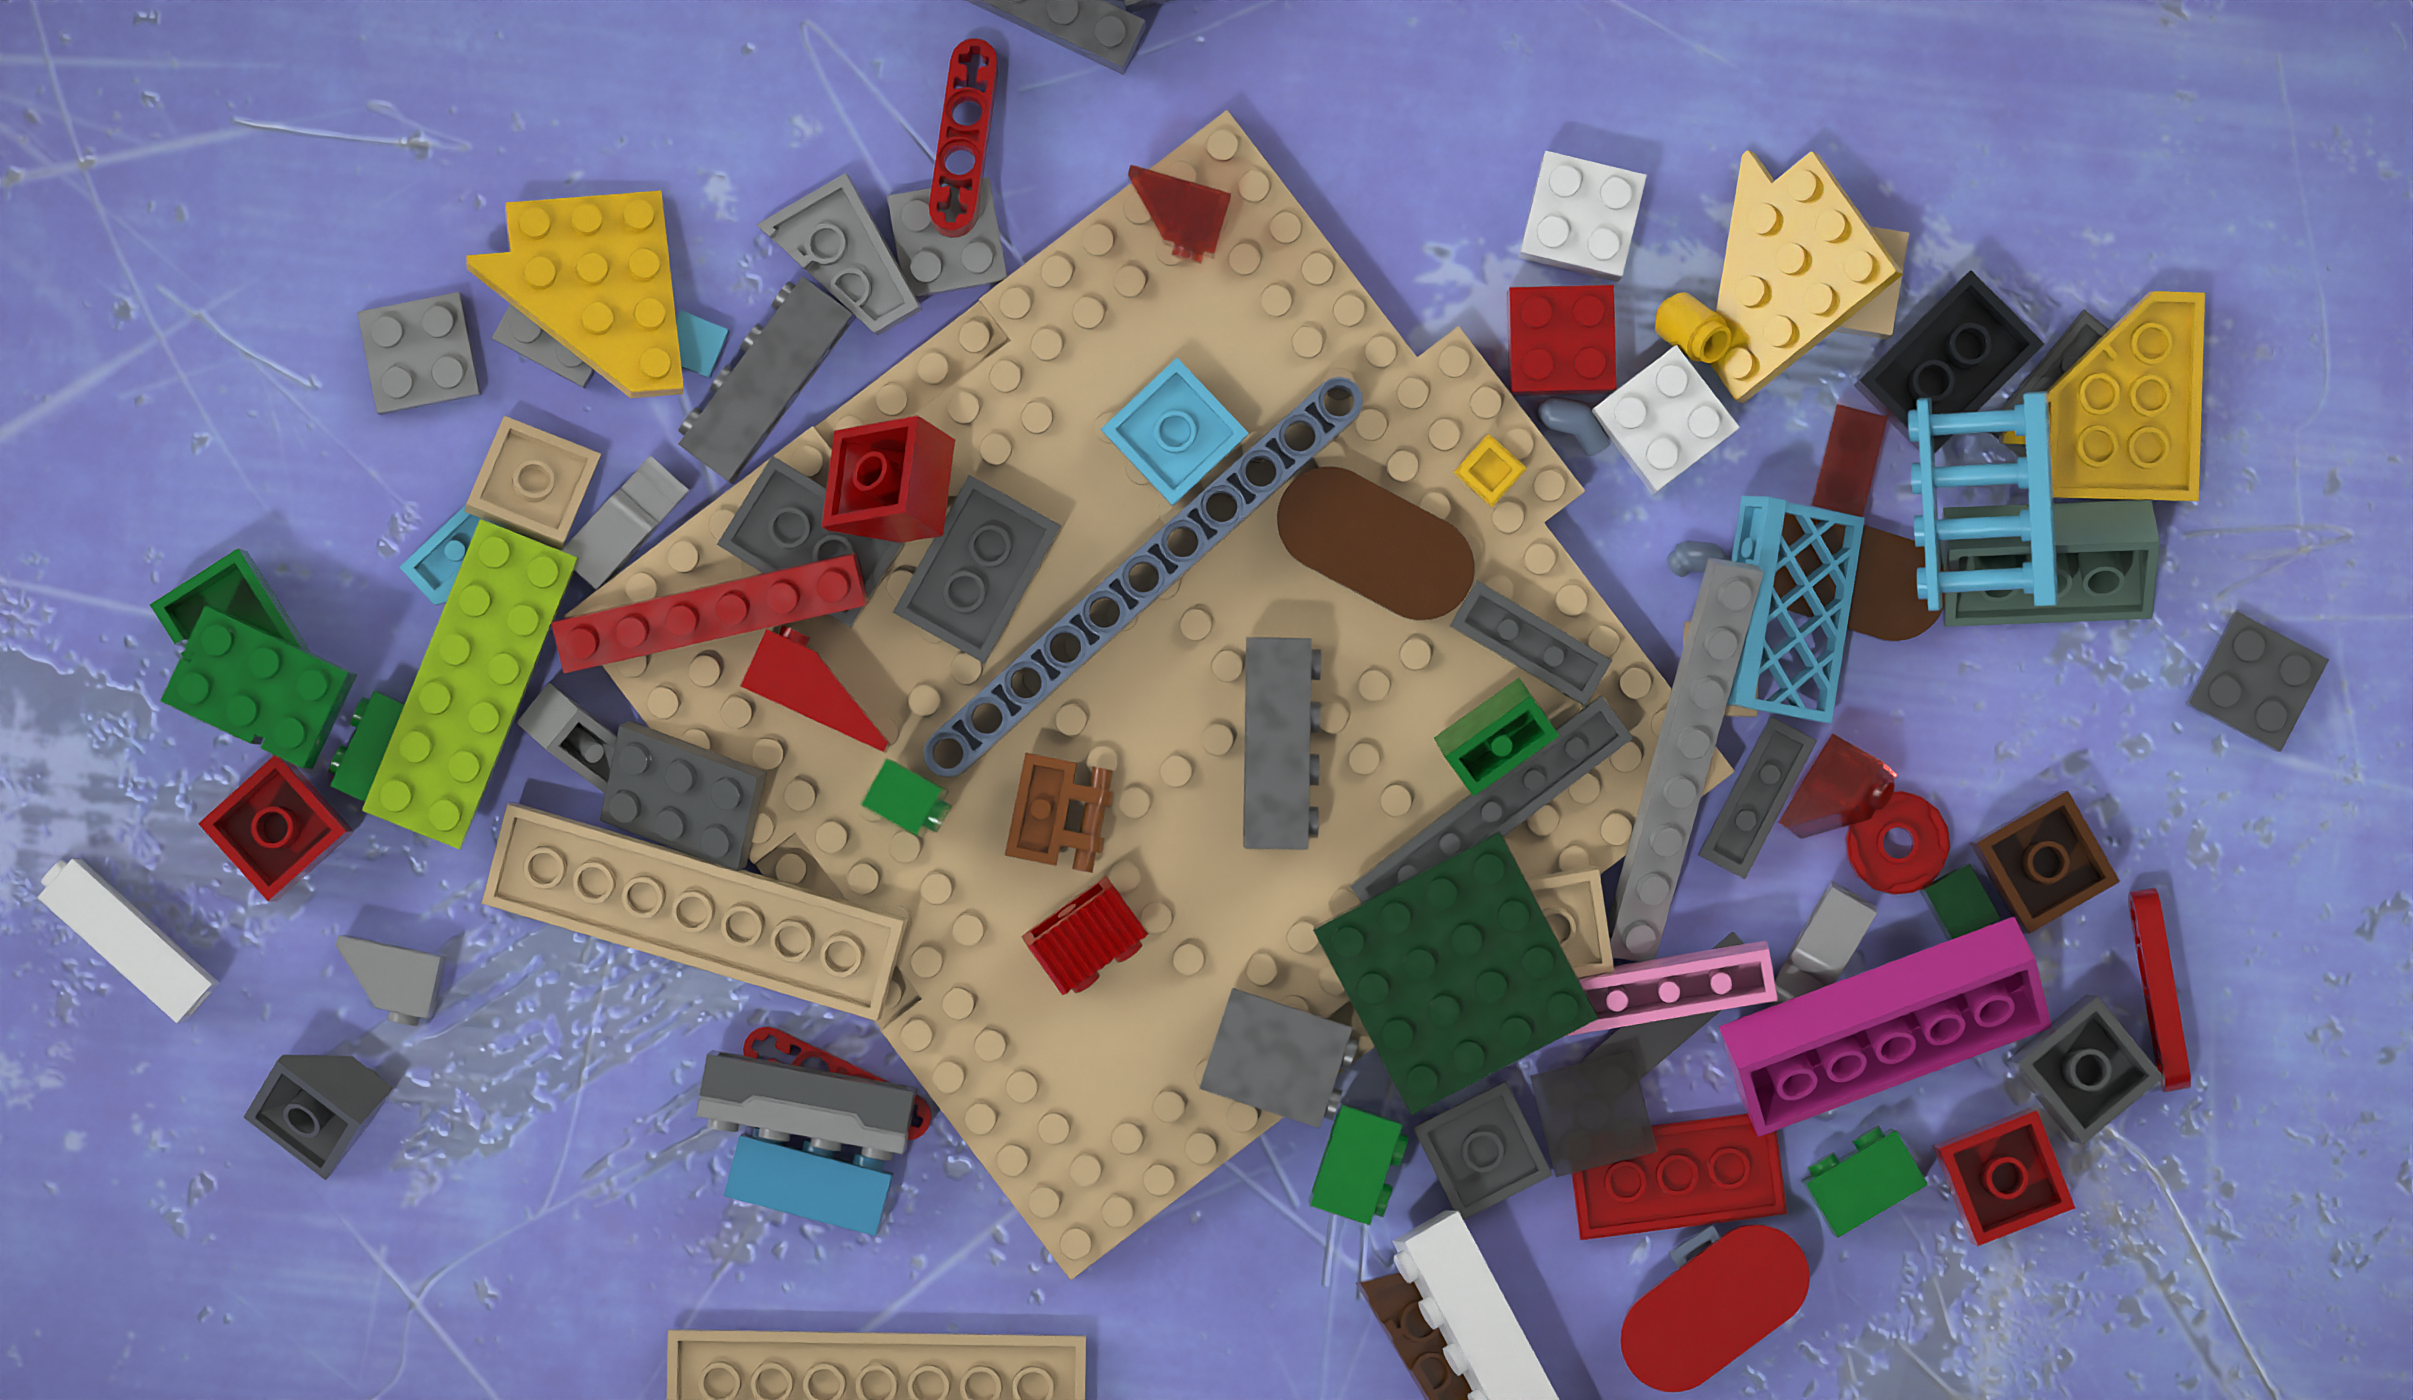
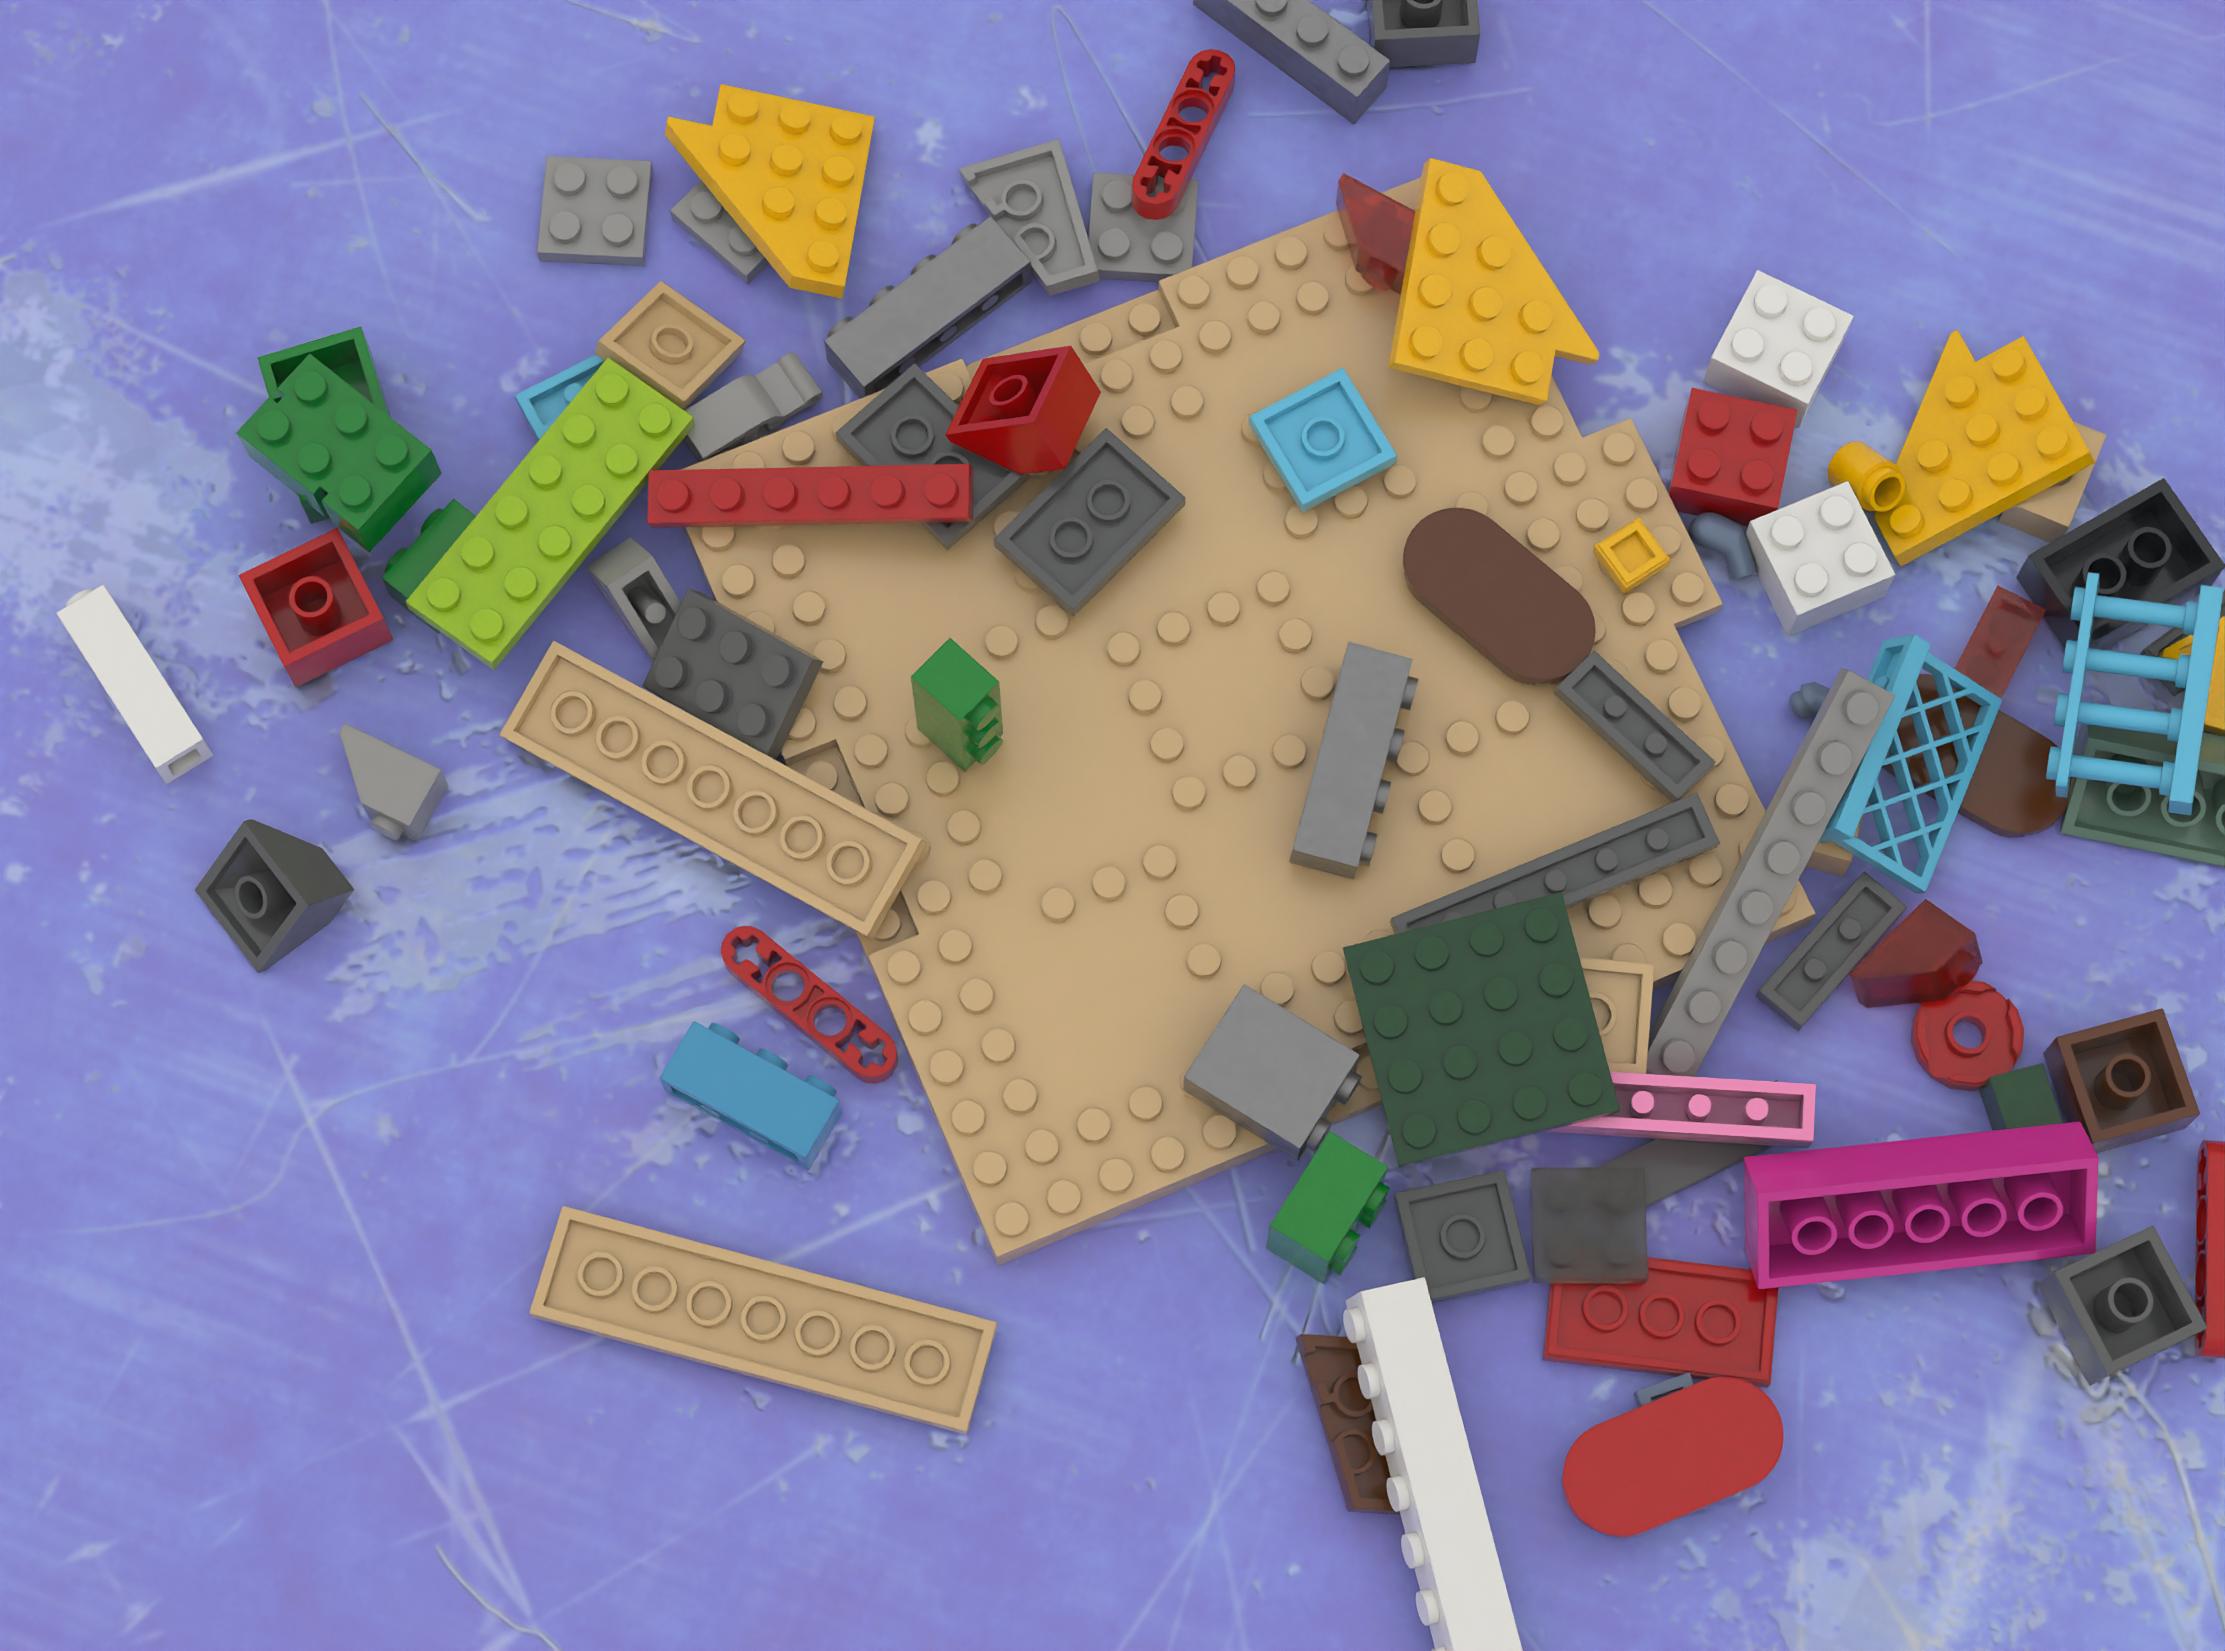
camera: 10 degrees right, 15 degrees down
(699, 343) = (871, 265): medium azure tile -> none
(804, 683) = (880, 583): red slope -> none
(806, 1103) = (771, 1005): piece -> none
(1043, 807) = (1093, 768): dark orange plate -> none
(1085, 937) = (1105, 903): red brick -> none
(1153, 552) = (1270, 546): sand blue beam -> none
(1287, 254) = (1478, 297): none -> yellow wing
(1496, 737) = (1579, 803): green brick -> none
(1824, 943) = (1875, 1106): light grey piece -> none
(1863, 1181) = (1860, 1367): green brick -> none
(2004, 1176) = (2012, 1396): red brick -> none

